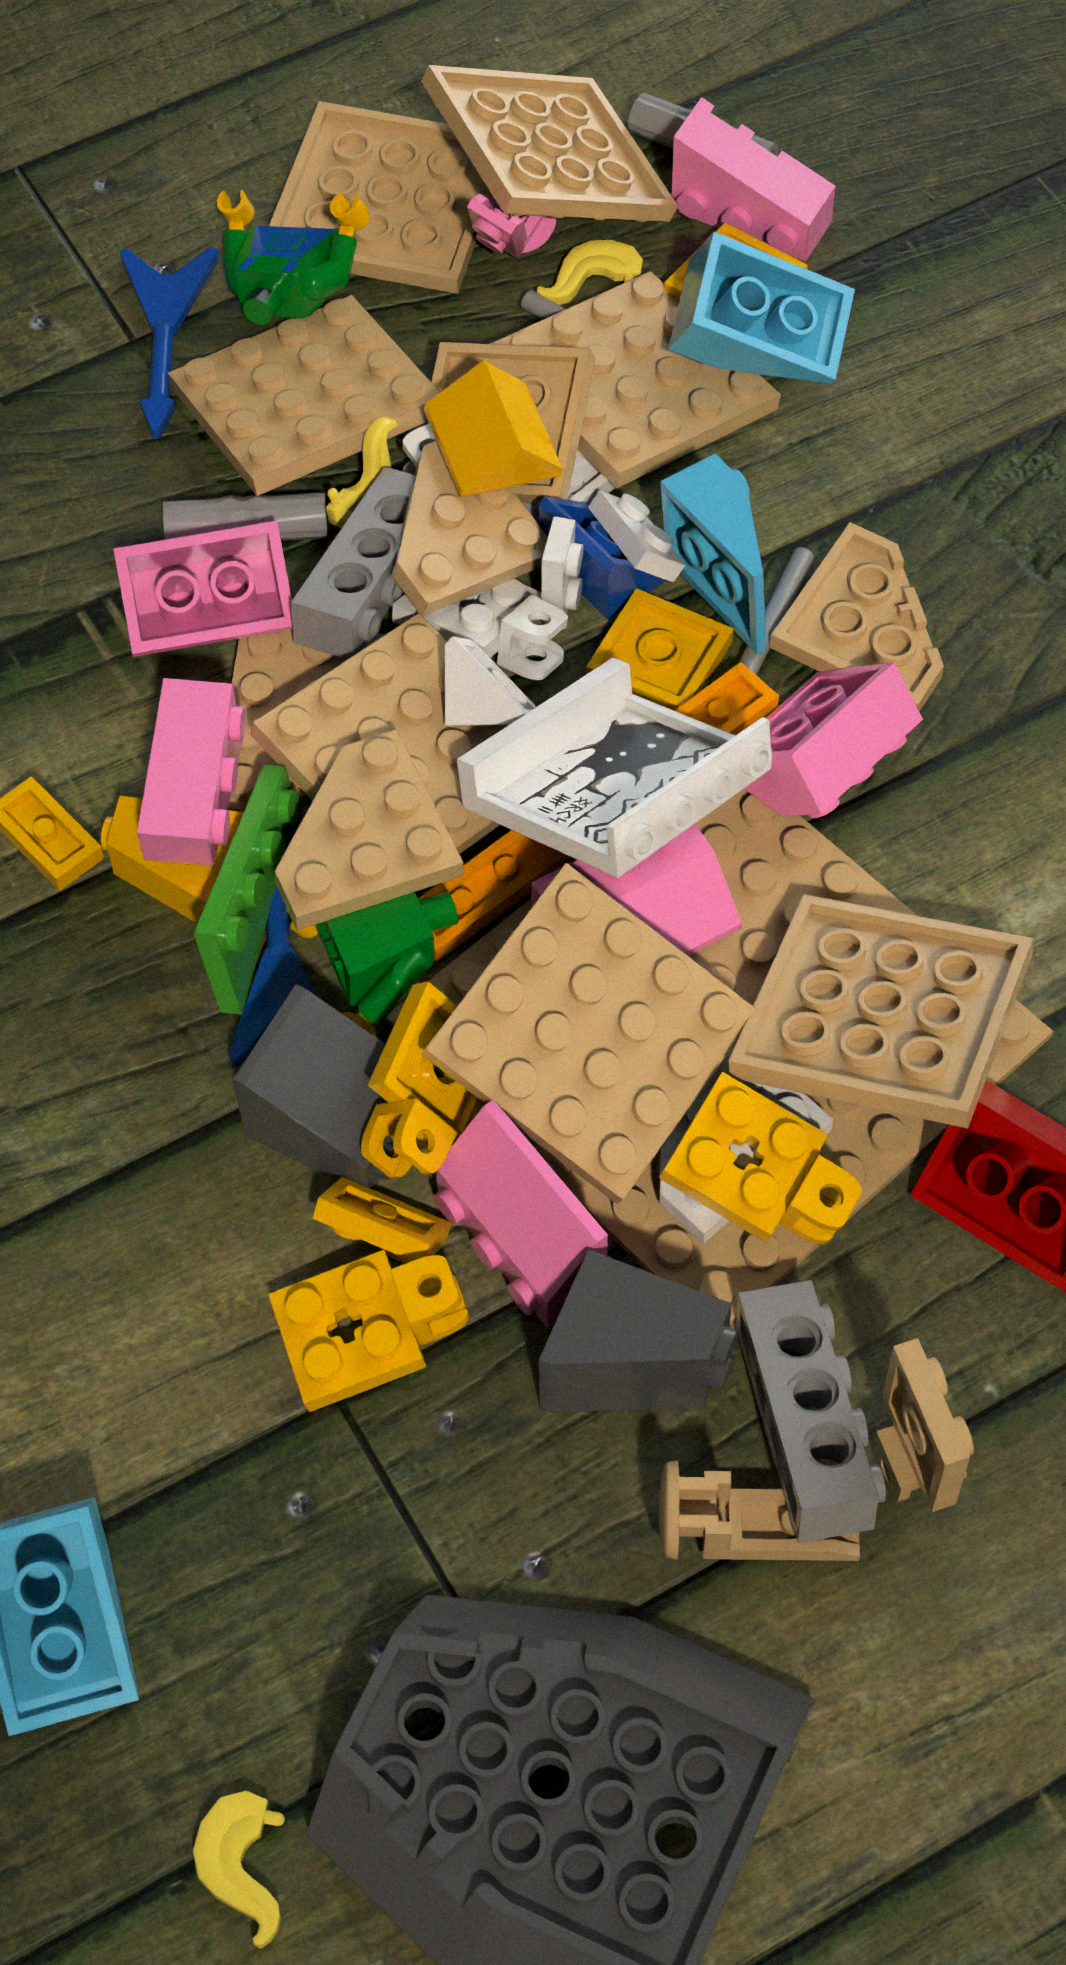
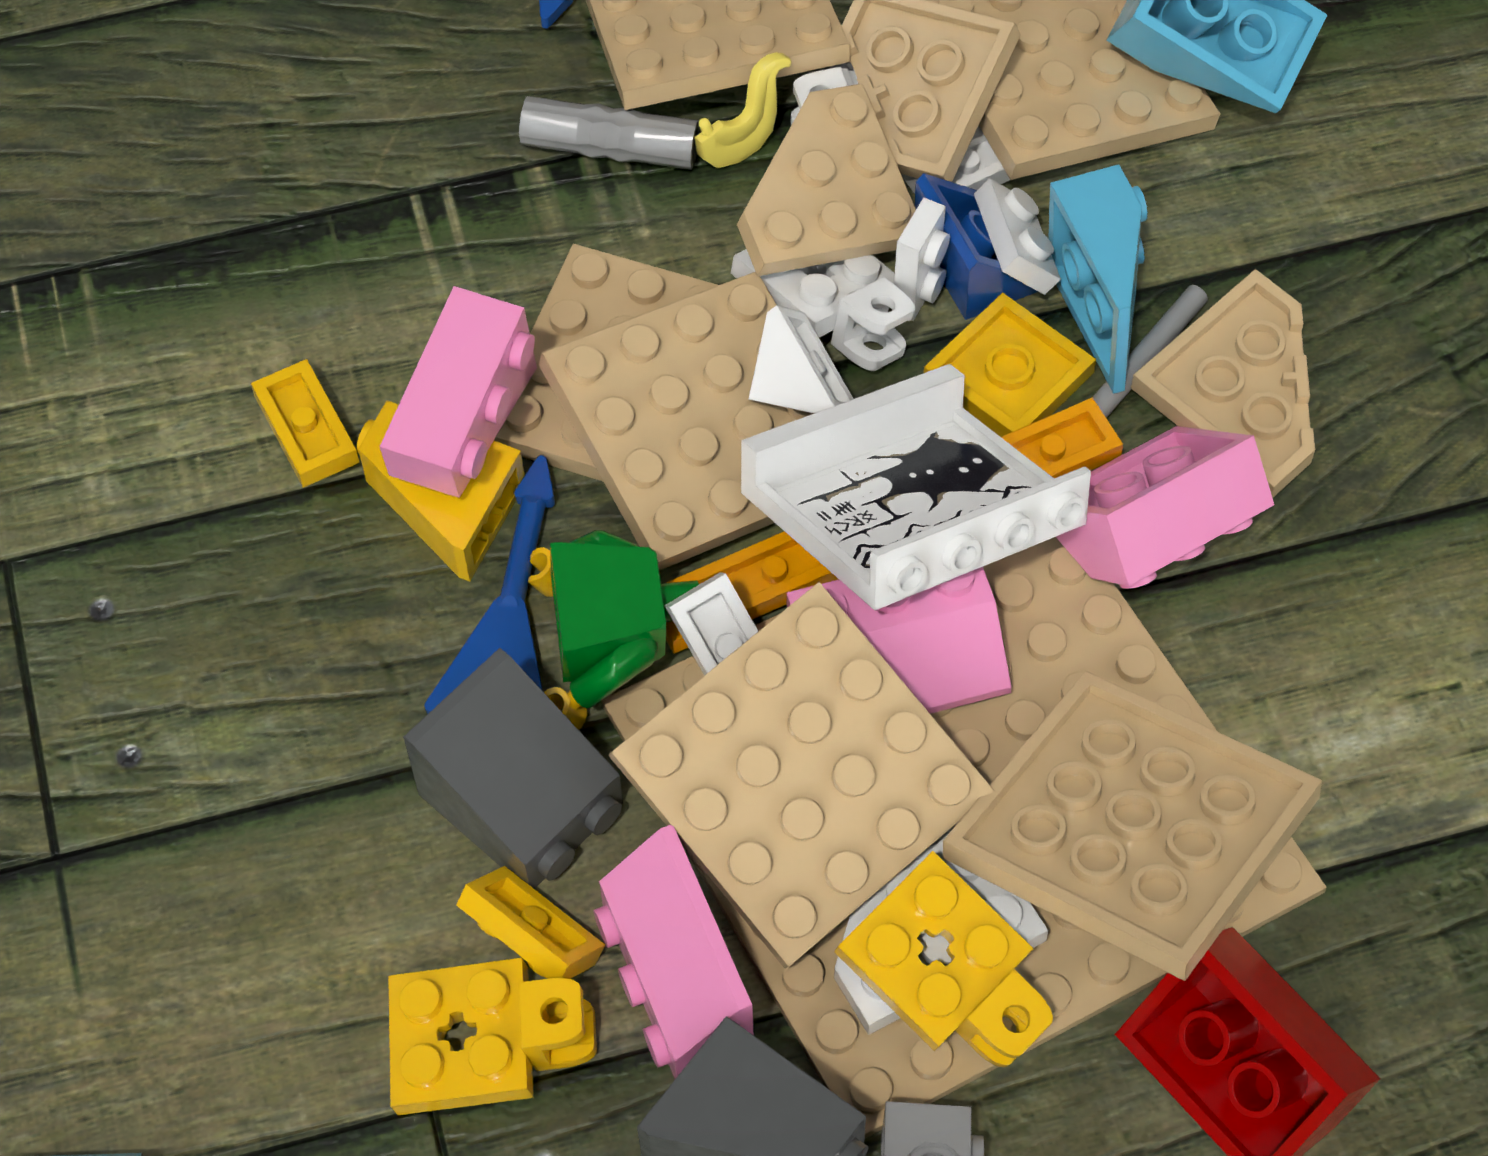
camera: 15 degrees right, 0 degrees up
(204, 588) = (542, 198): bright pink slope -> none
(244, 889) = (481, 536): bright green wing -> none
(353, 581) = (694, 224): light grey brick -> none
(365, 836) = (622, 502): tan plate -> none
(420, 1106) = (597, 811): yellow plate -> none
(473, 924) = (712, 621): none -> white plate
(491, 432) = (884, 92): yellow slope -> none

